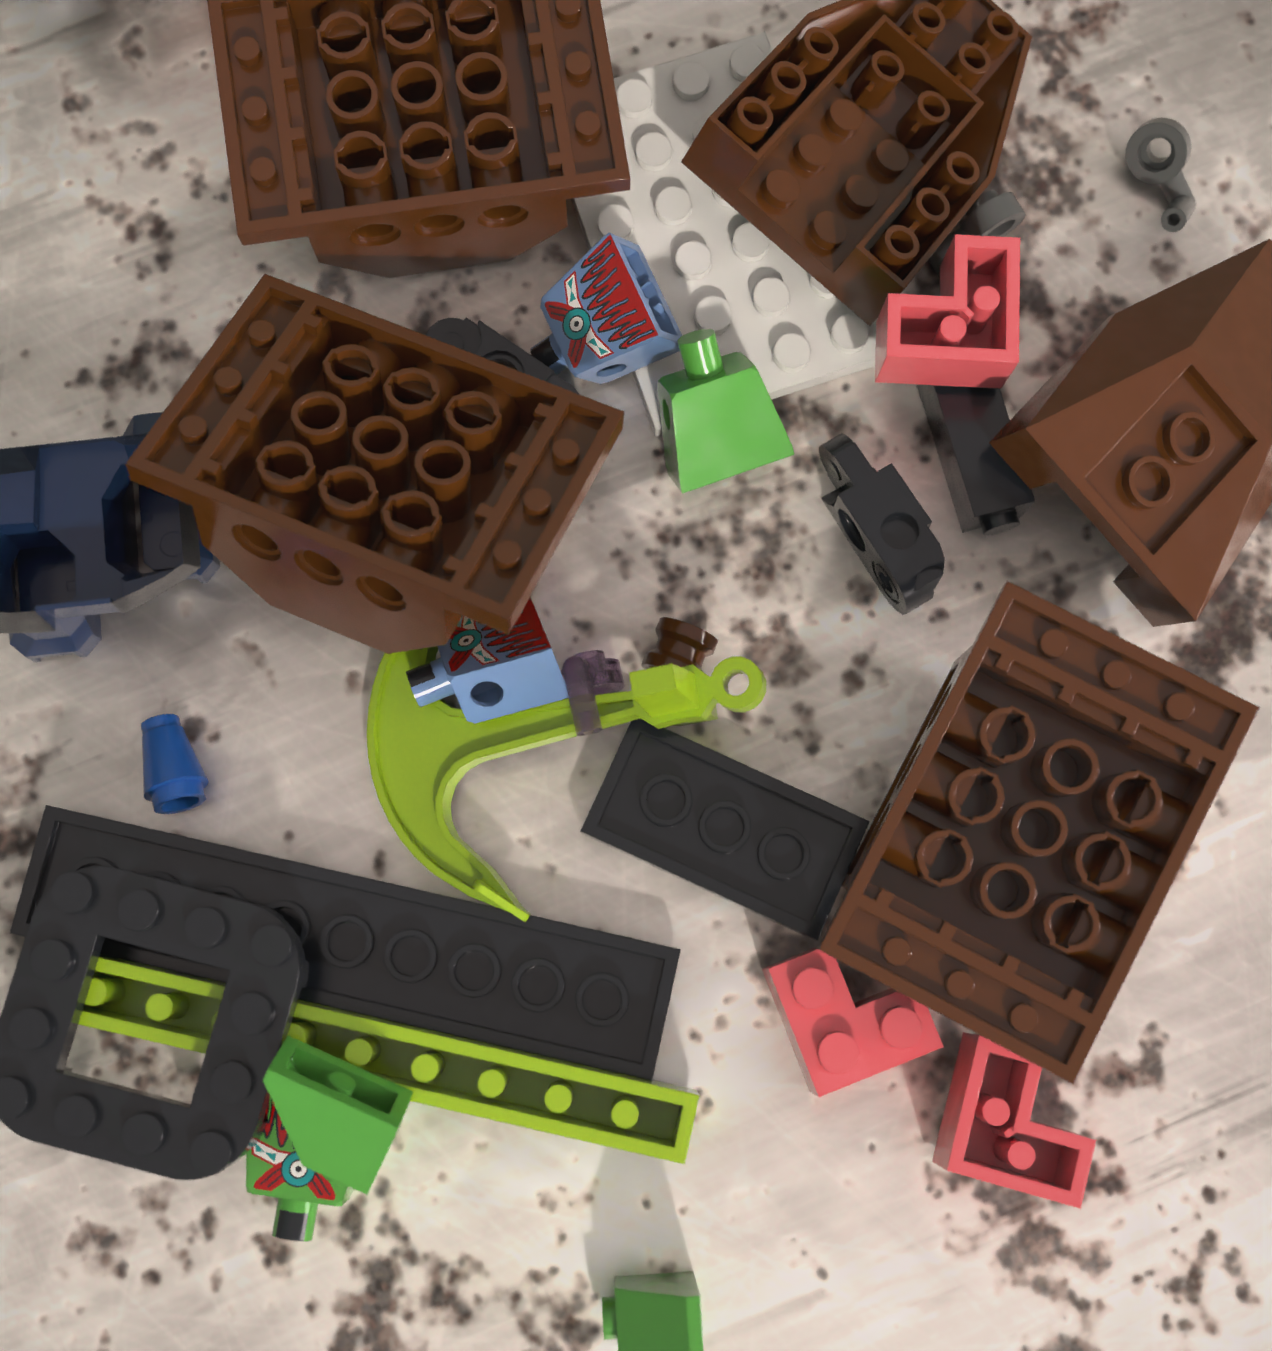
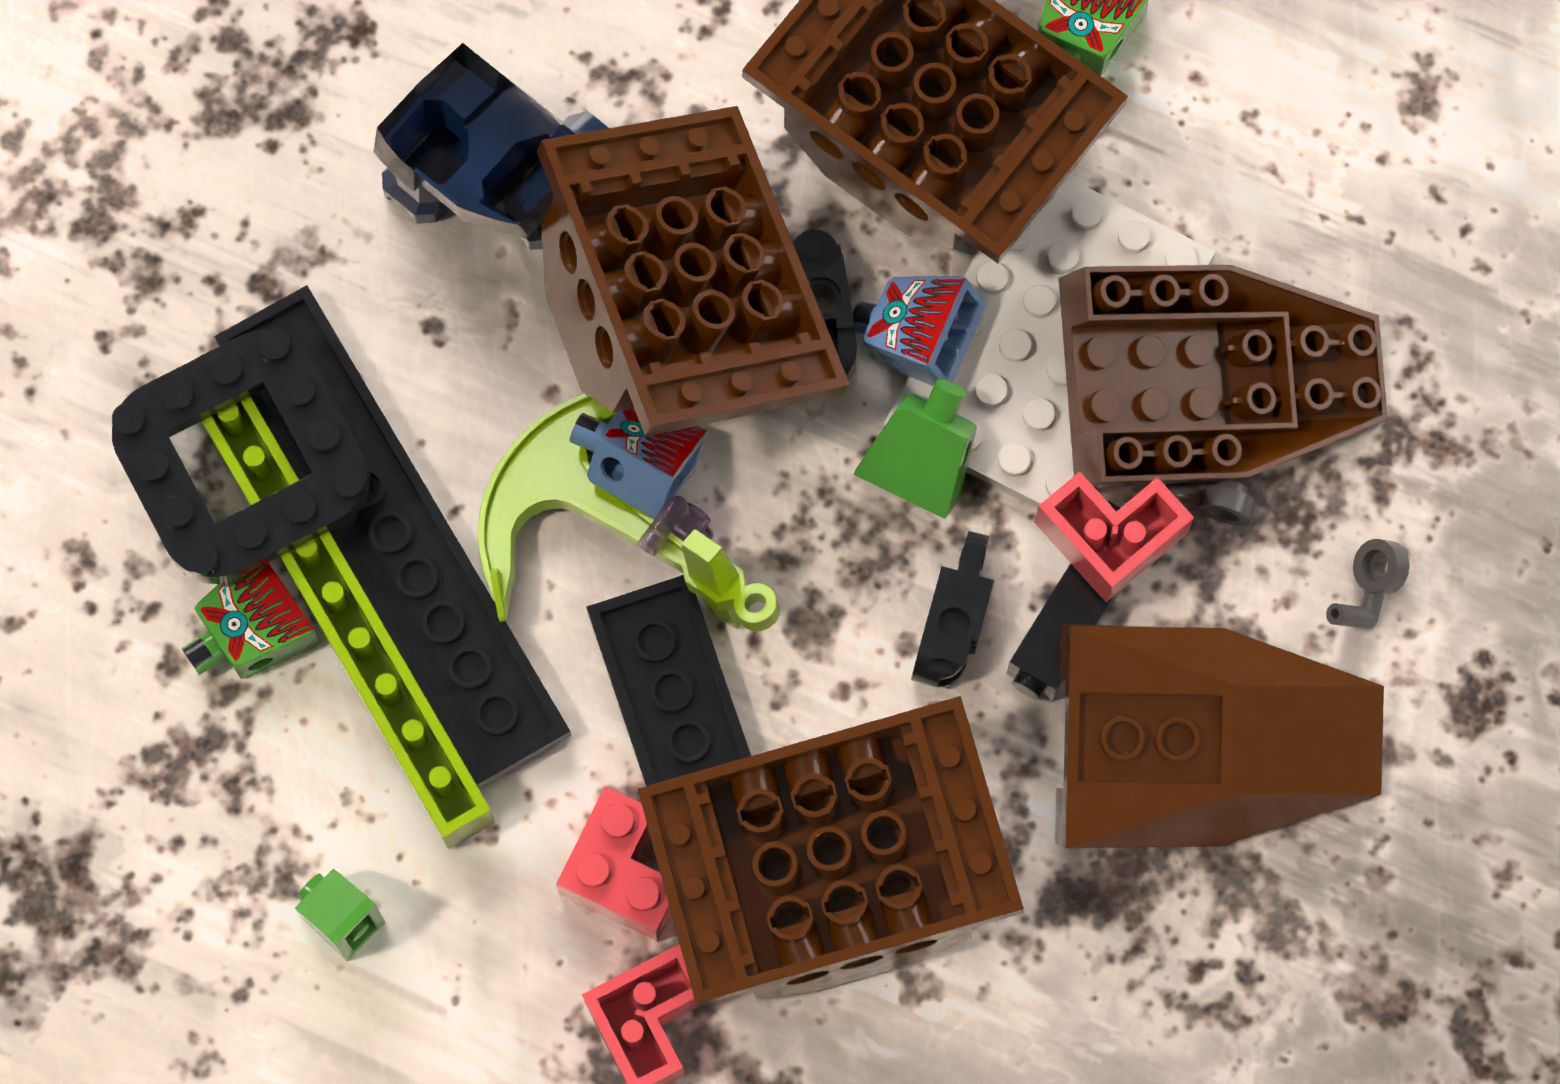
camera: 50 degrees right, 5 degrees down
(170, 766) = (396, 335): blue cone -> none
(335, 1113) = (287, 608): bright green slope -> none
(679, 645) = (757, 562): reddish brown wheel -> none

